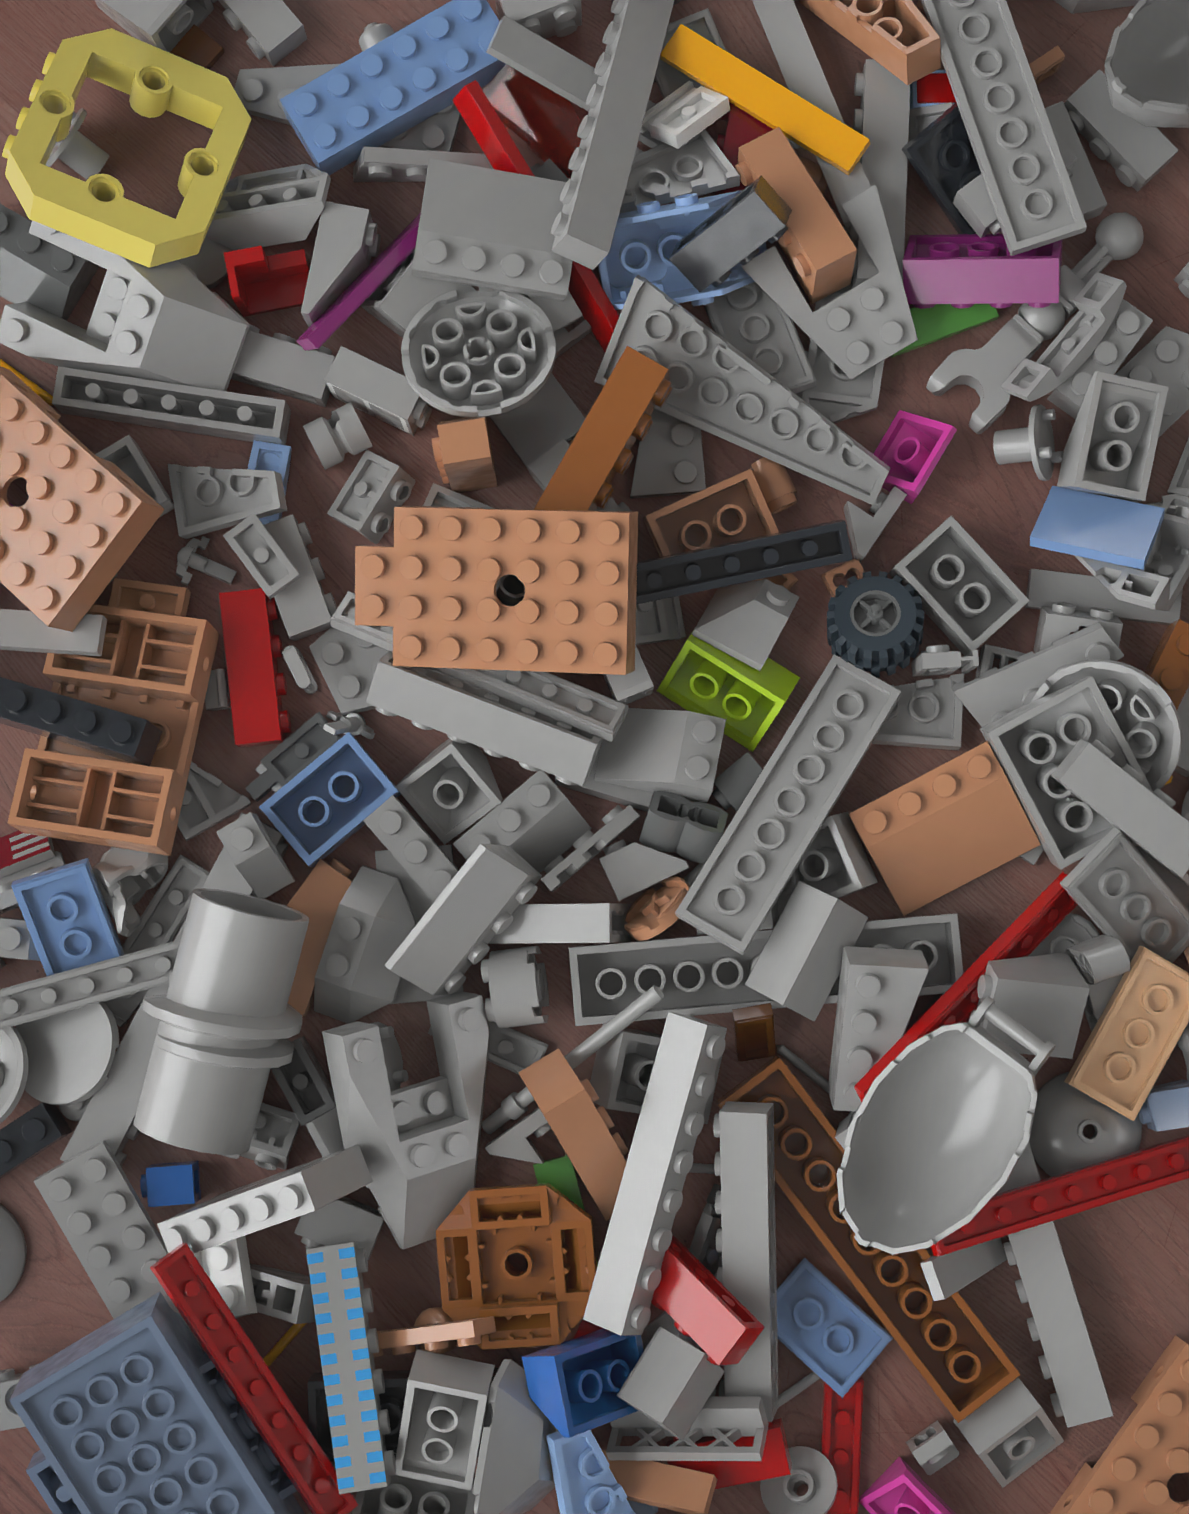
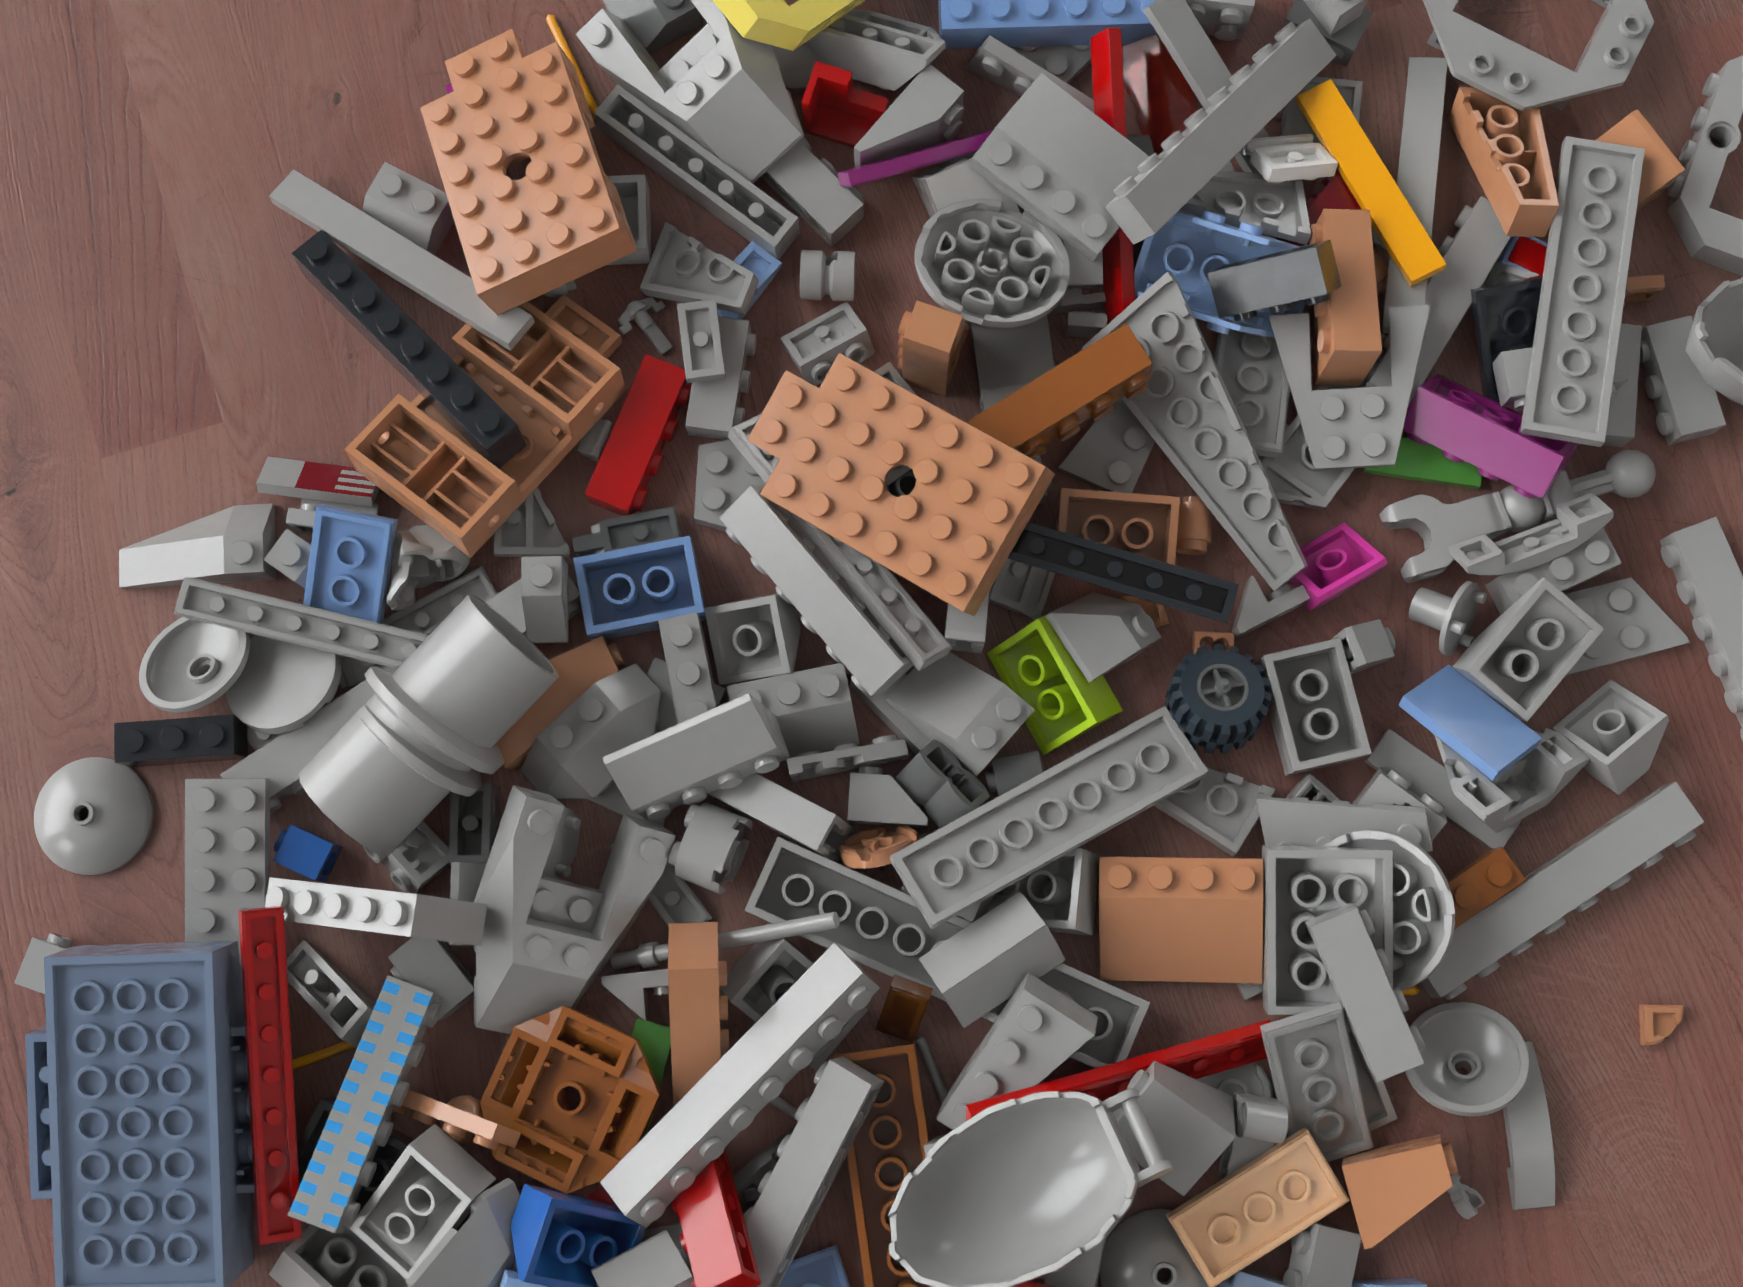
camera: 30 degrees right, 5 degrees down
(231, 1274) = (309, 961): white plate -> none
(300, 669) = (679, 460): light grey piece -> none
(352, 723) = (699, 533): light grey piece -> none
(376, 391) = (883, 253): light grey brick -> none
(585, 357) = (1084, 324): none -> light grey tile
(940, 661) = (1260, 766): light grey plate -> none
(975, 508) = (1366, 645): none -> light grey slope

